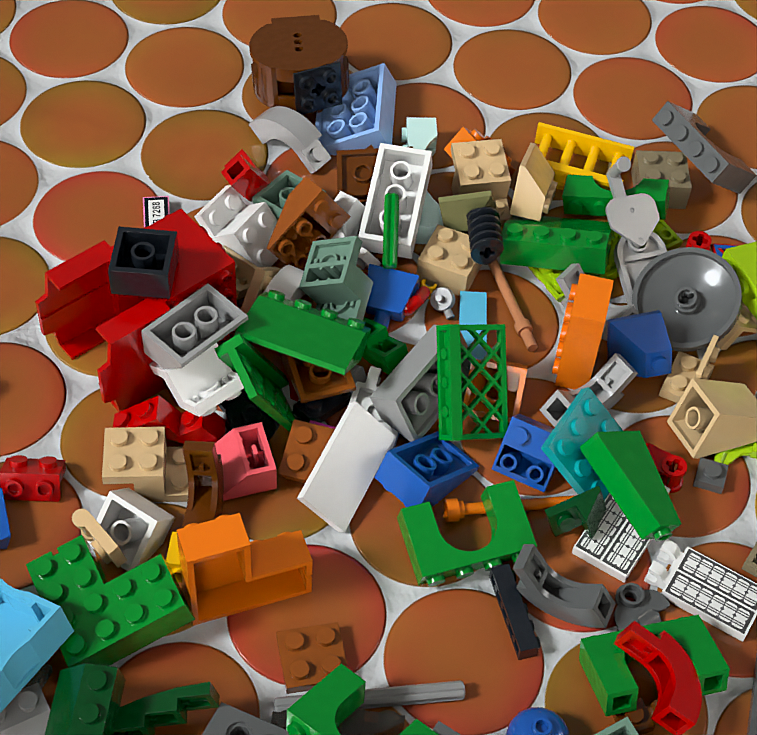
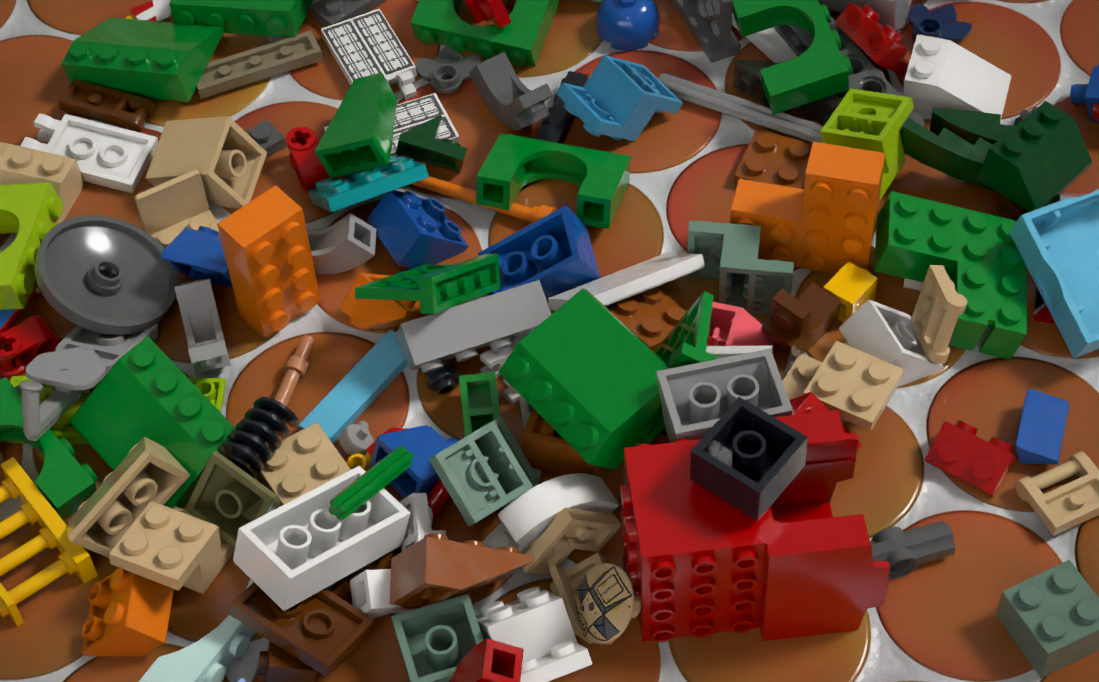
camera: 140 degrees left, 0 degrees up
(55, 386) = (912, 547): none -> dark grey piece
(242, 677) = (871, 123): none -> lime bracket
(271, 513) = (733, 258): none -> sand green bracket
(472, 630) = (618, 99): none -> dark azure bracket

